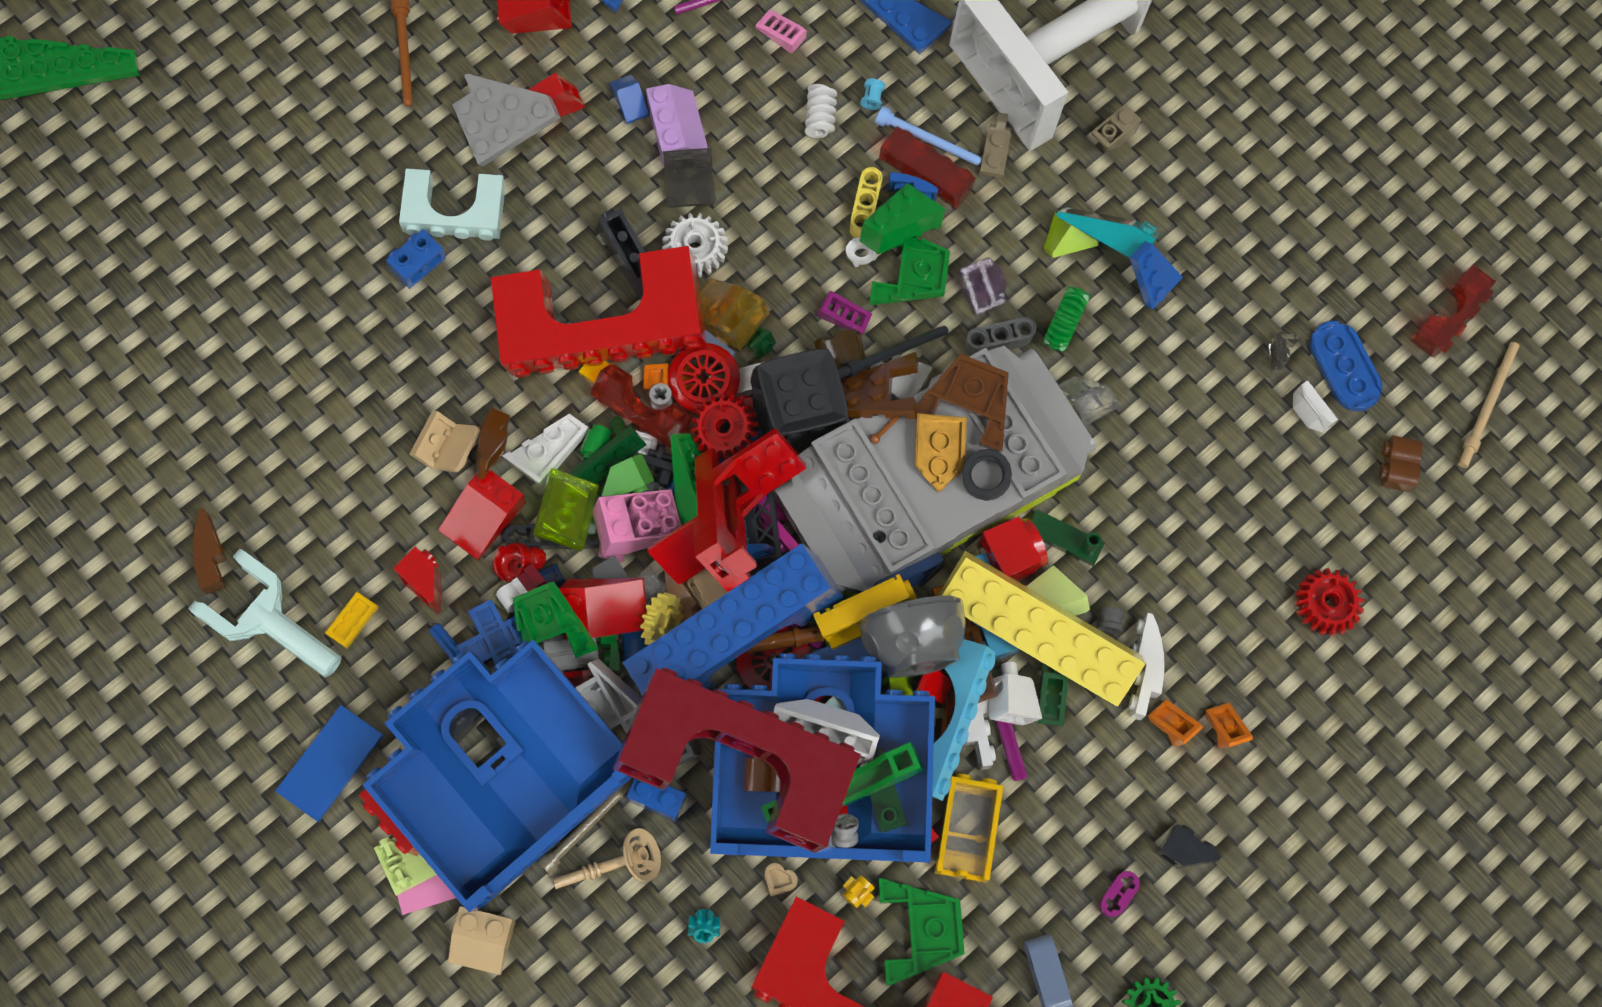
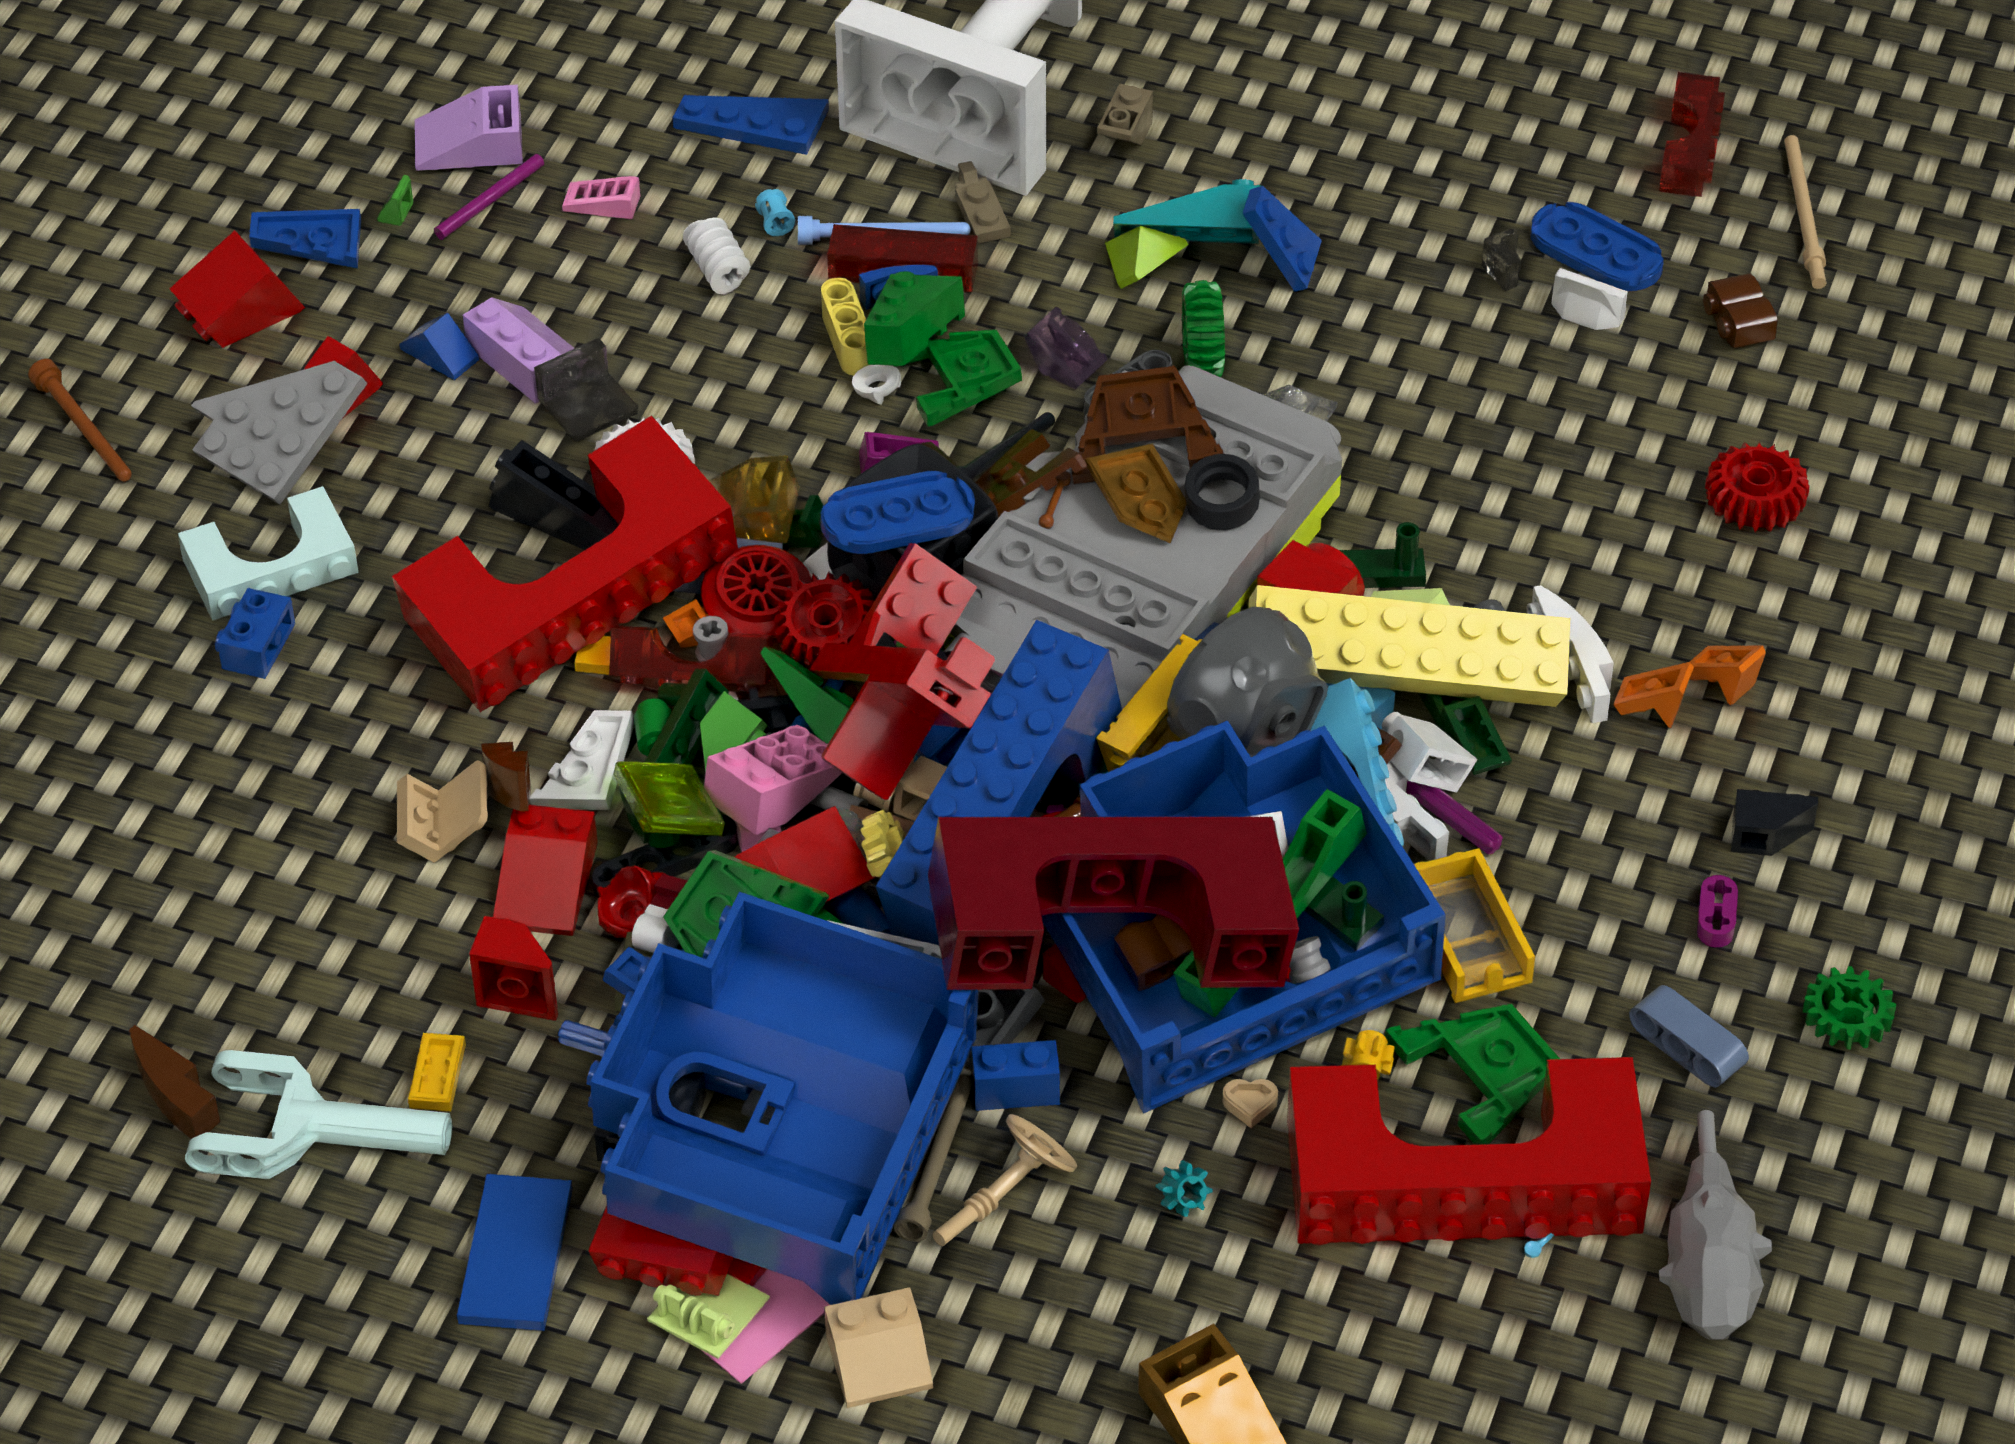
camera: 20 degrees left, 25 degrees down
(784, 398) = (897, 512): none -> blue tile

